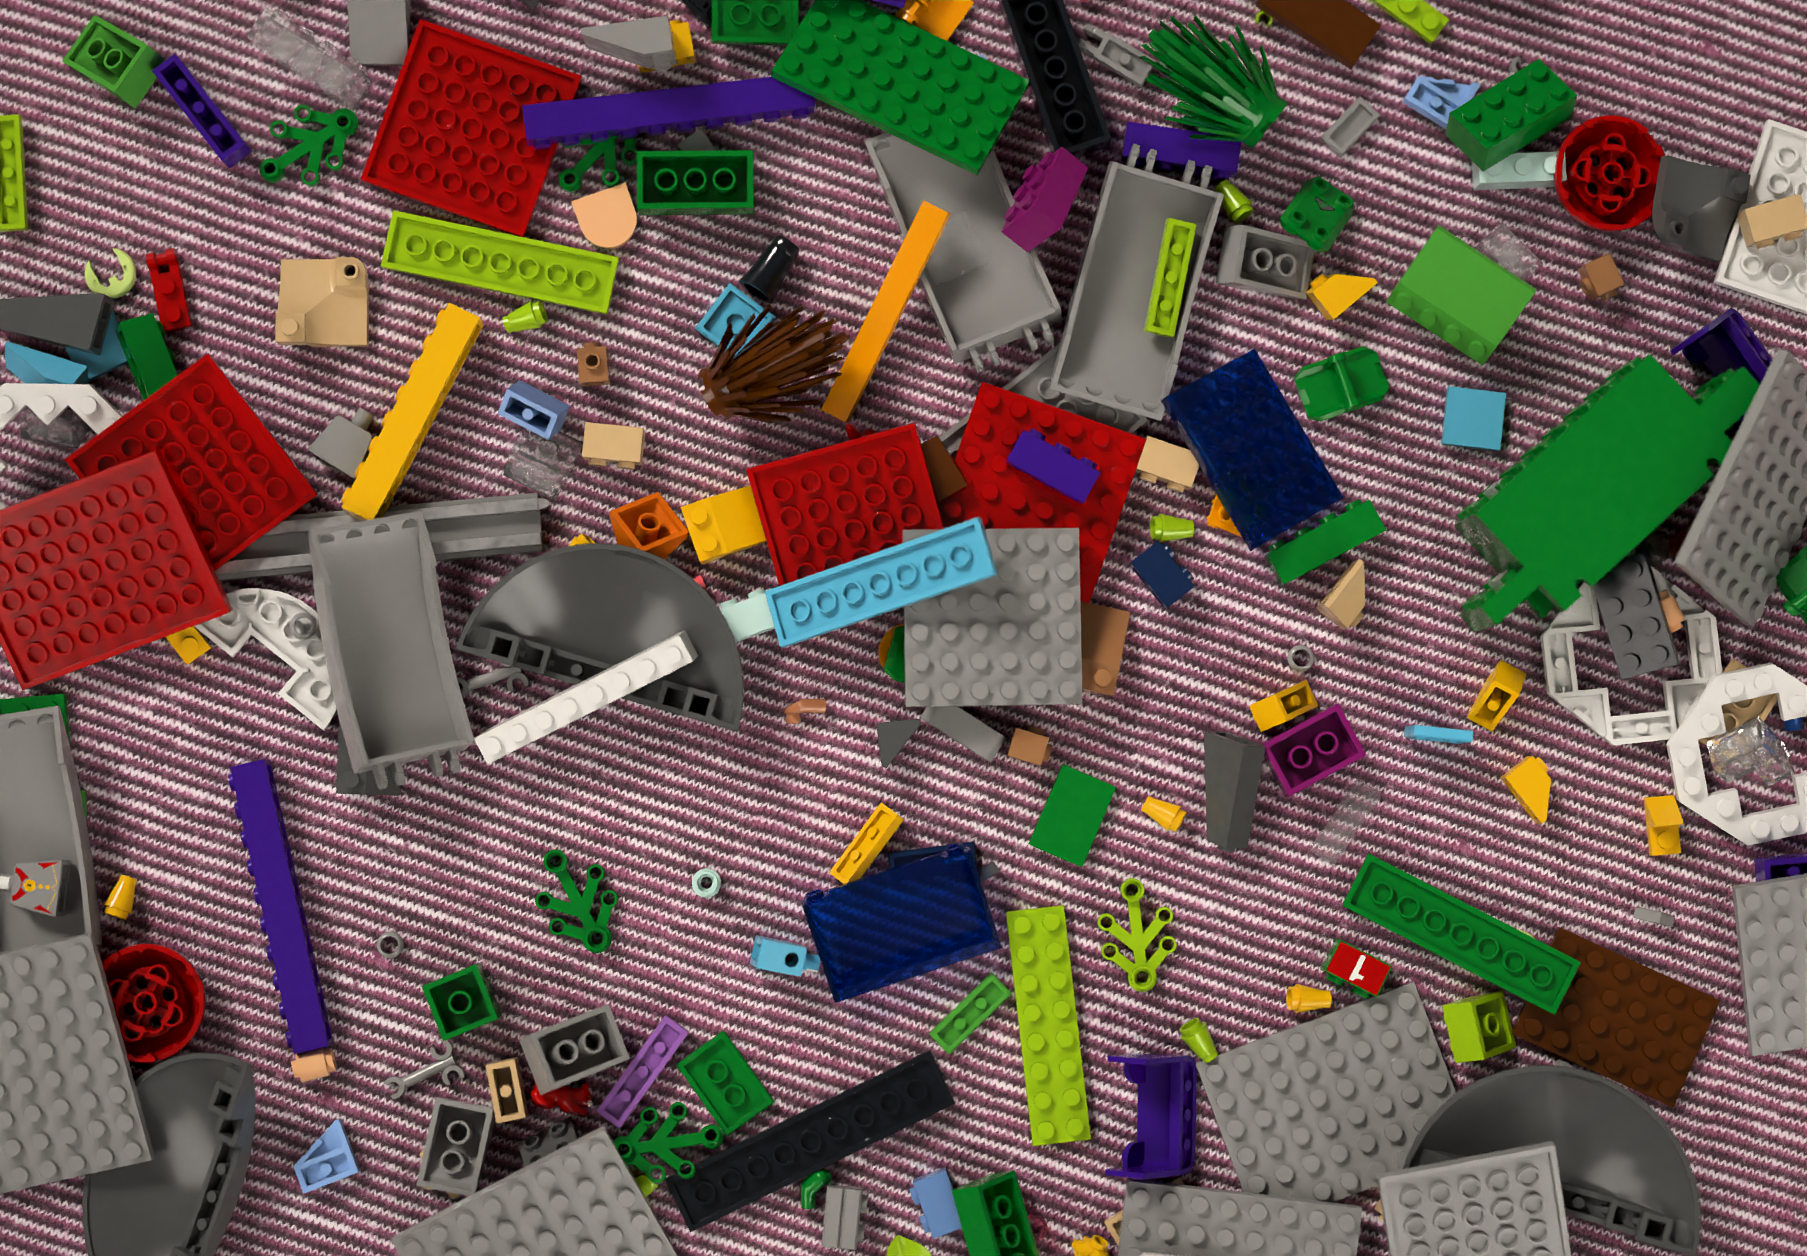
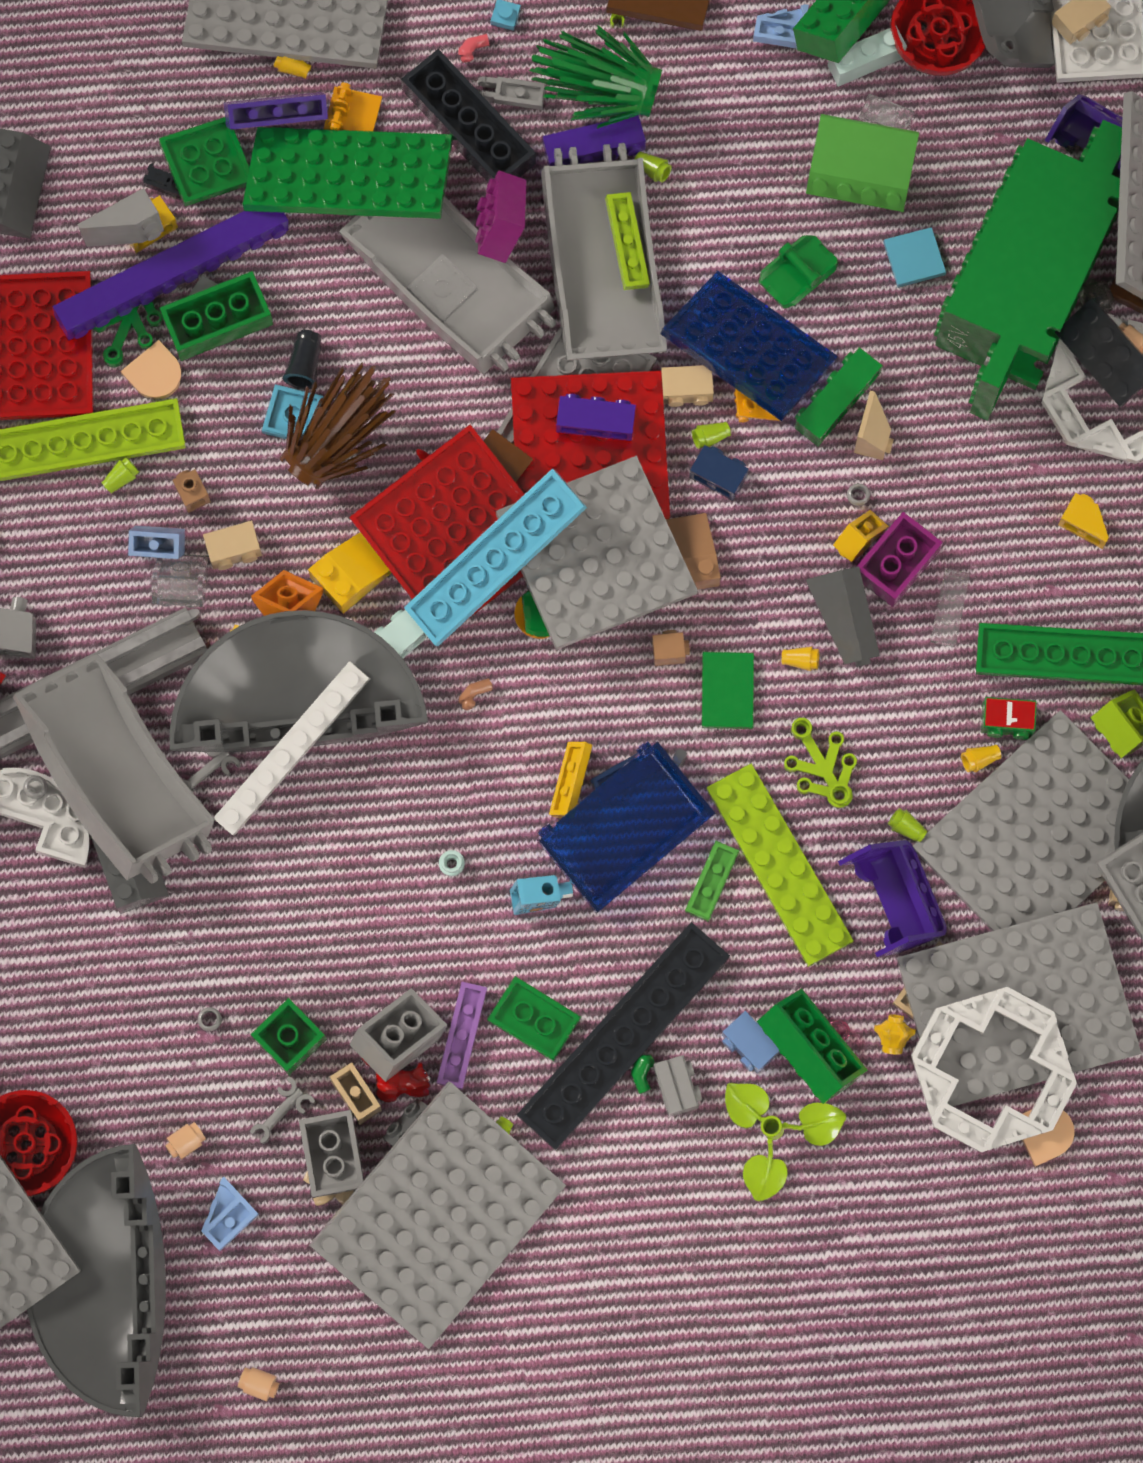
camera: 20 degrees left, 10 degrees down
(281, 906) = (106, 1021): dark purple brick -> none
(413, 414) = (59, 581): yellow brick -> none
(580, 905) = (354, 924): green plant -> none
(662, 1143) = (503, 1088): green plant -> none
(885, 311) = (411, 354): light orange tile -> none
(893, 737) = (556, 684): dark grey slope -> none
(965, 730) = (610, 655): light grey beam -> none
(1264, 262) = (697, 201): light grey slope -> none
(1317, 213) = (723, 147): green shield -> none
(1337, 292) = (764, 201): yellow slope -> none
(1350, 127) = (720, 76): light grey tile -> none
(1438, 734) = (993, 505): medium azure tile -> none
(1497, 695) = (1027, 460): yellow slope -> none
(1600, 278) = (967, 111): medium nougat brick -> none

